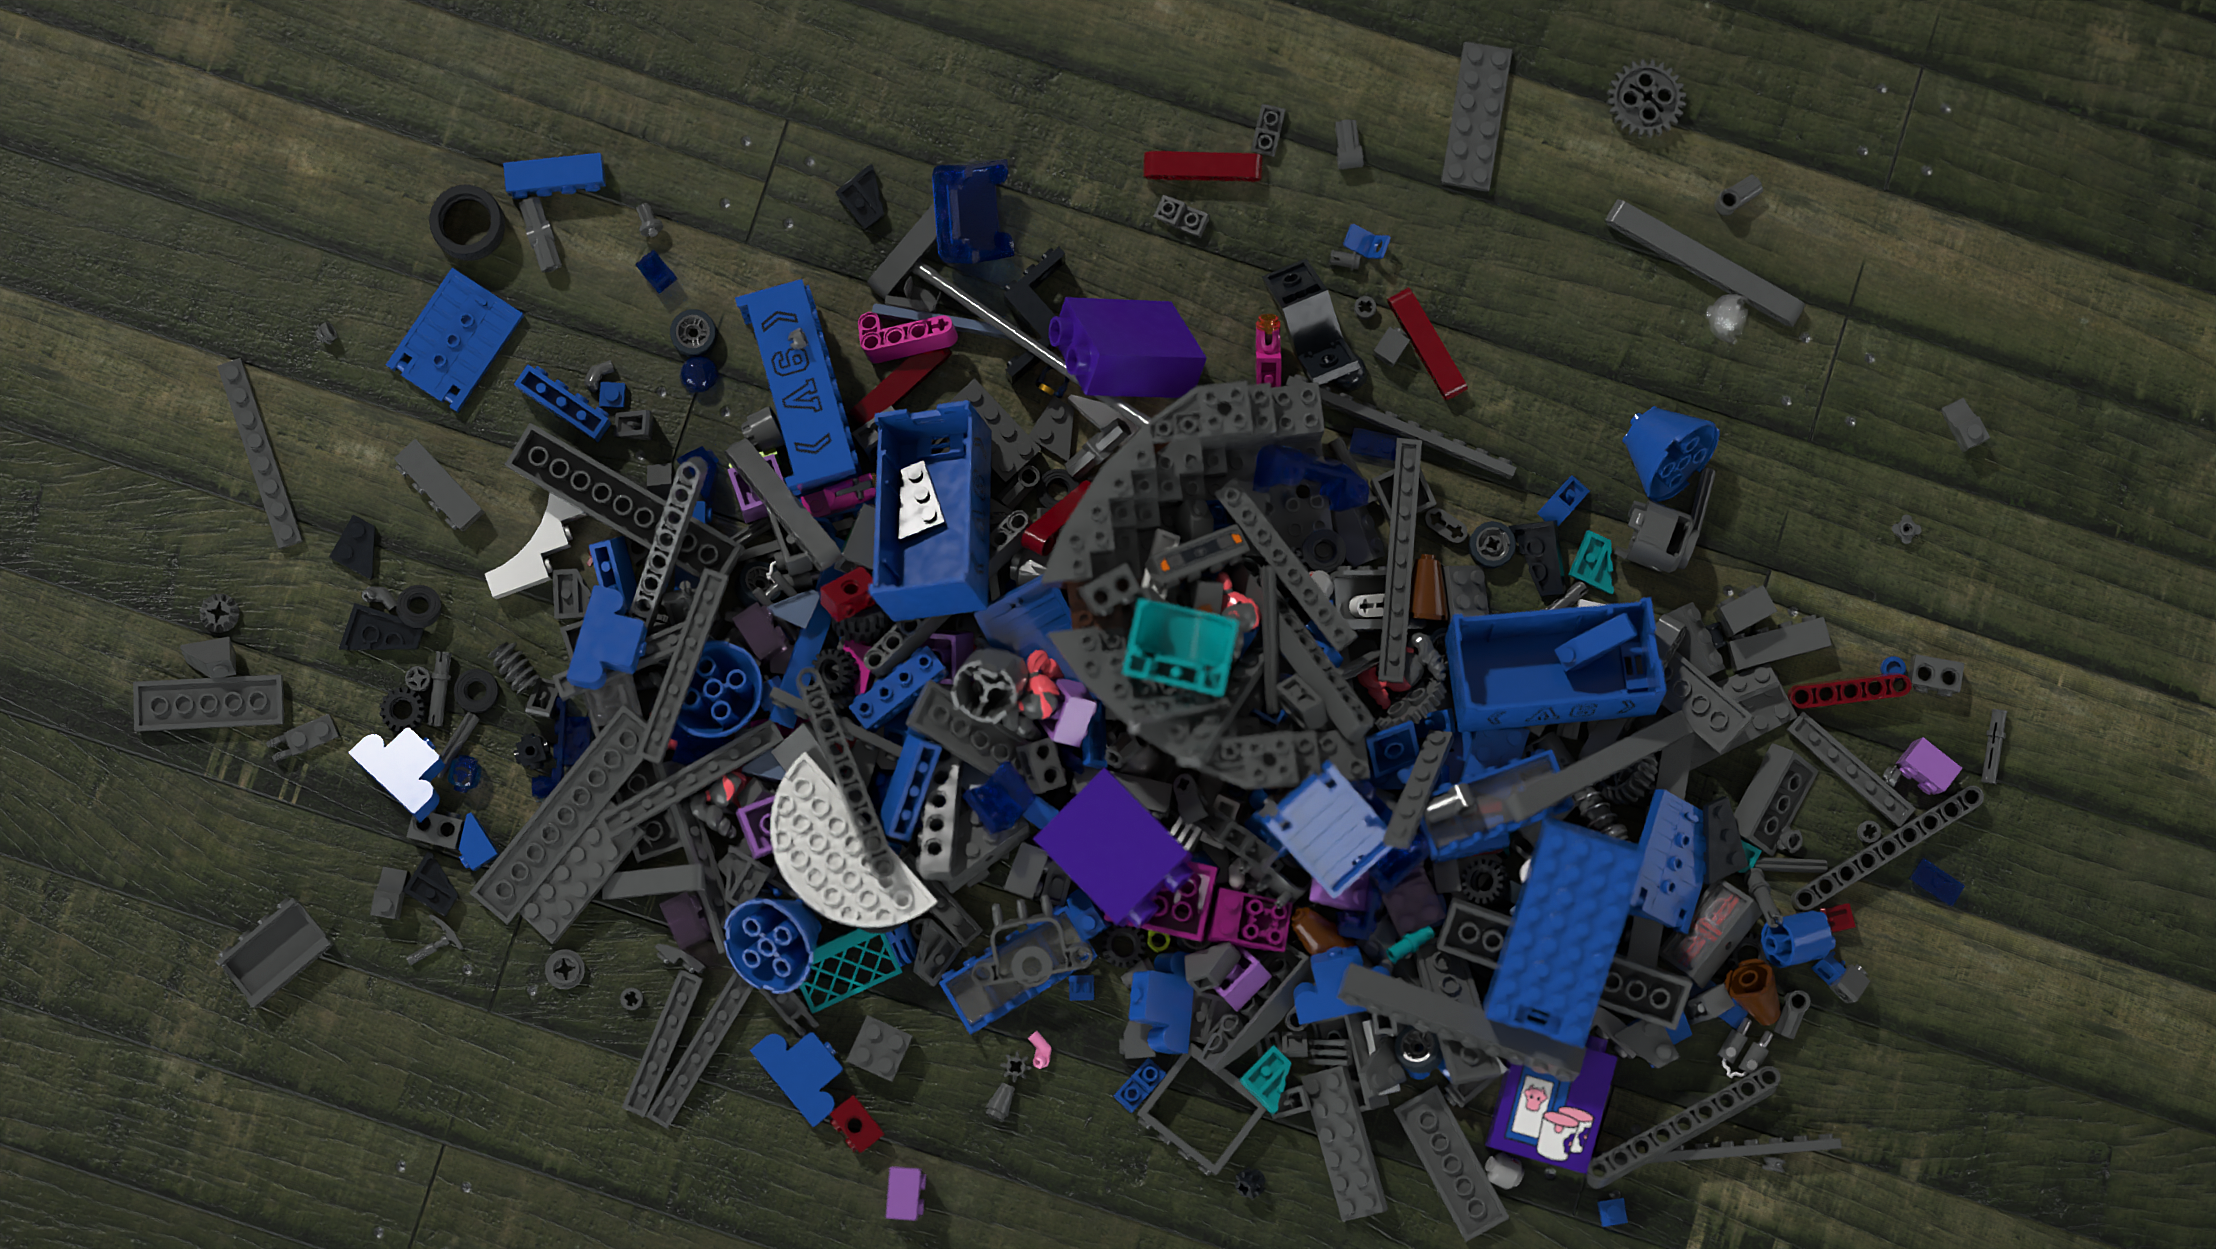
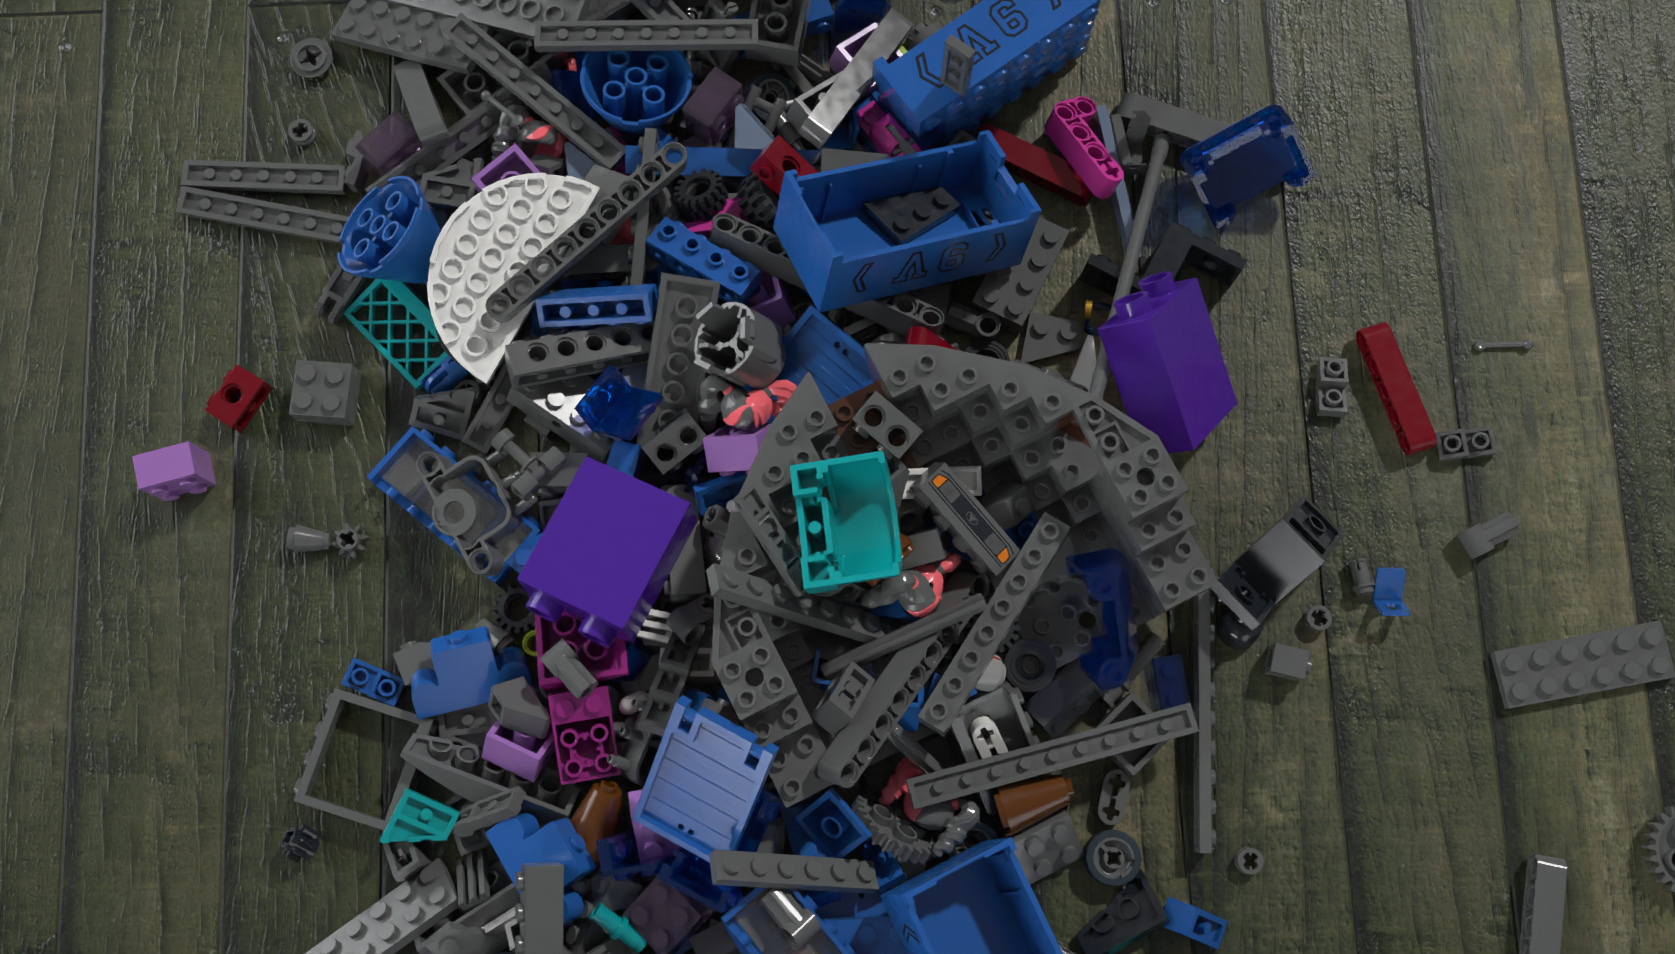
camera: 75 degrees right, 5 degrees down
(711, 802) = (517, 119): none -> dark grey hinge
(799, 338) = (1035, 14): dark grey hinge -> none
(801, 1072) = (275, 323): blue brick -> none
(830, 422) = (957, 65): none -> dark grey tile
(862, 197) = (1211, 60): black wing -> none
(1022, 886) = (532, 468): none -> dark grey bar
(1042, 1052) = (379, 564): bright pink arm -> none
(1081, 987) = (460, 581): blue tile -> none
(1191, 80) = (1481, 344): none -> dark grey hinge
(1192, 914) = (566, 665): none -> dark grey piece
(1268, 350) = (1230, 525): dark pink plate -> none
(1283, 1017) = (489, 811): none -> dark grey hinge
(1427, 344) = (1306, 702): dark red beam -> none
(1534, 432) = (1257, 860): none -> dark grey bush

